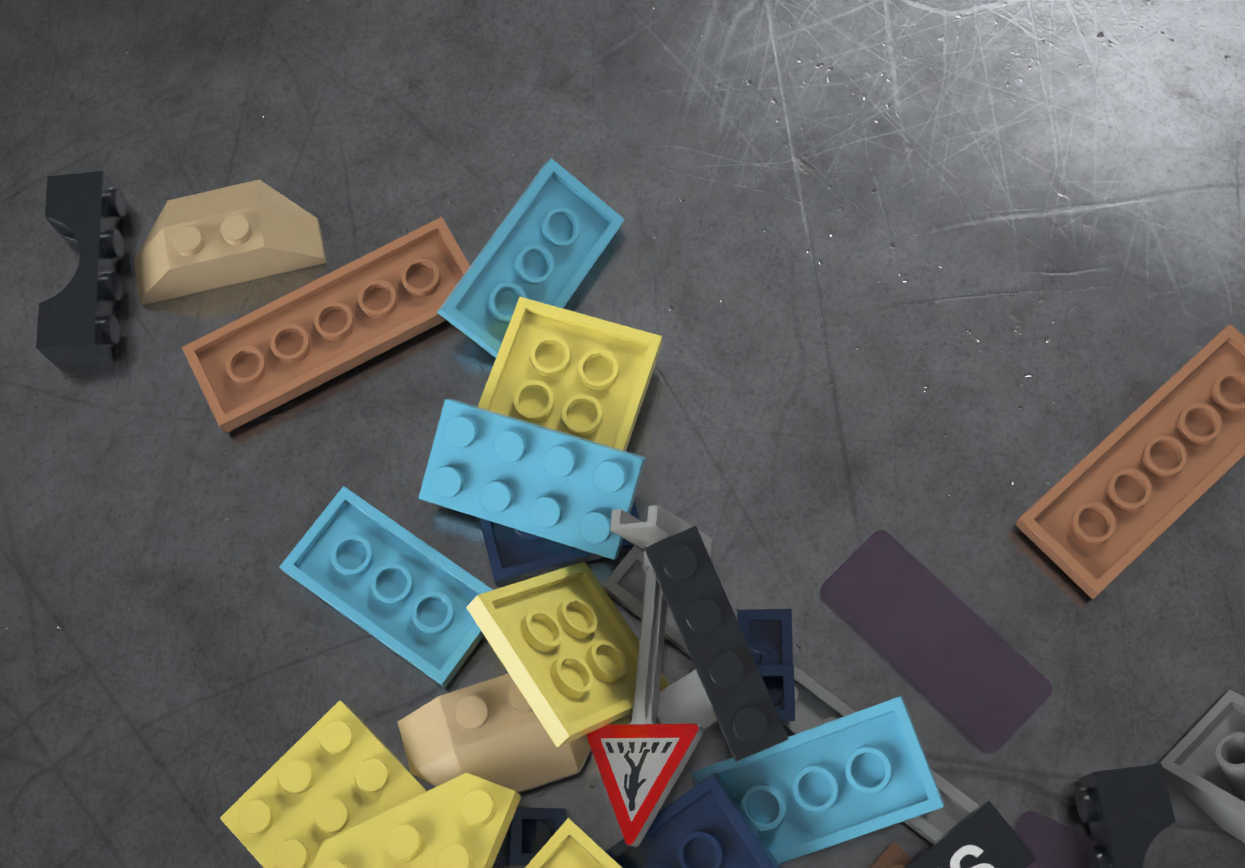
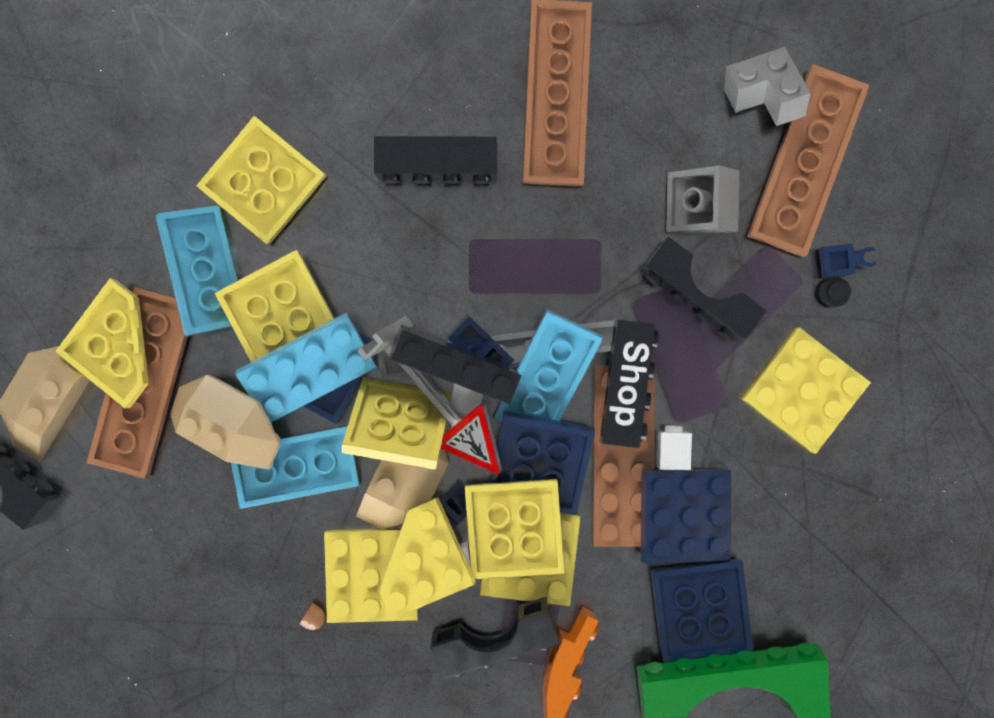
camera: 55 degrees left, 20 degrees up
(211, 793) = (313, 618): none -> nougat hinge
(348, 246) = (110, 344): none -> light yellow plate
(375, 452) = (225, 422): none -> tan wedge
(700, 238) = (261, 180): none -> light yellow plate
(933, 395) = (435, 158): none -> black brick

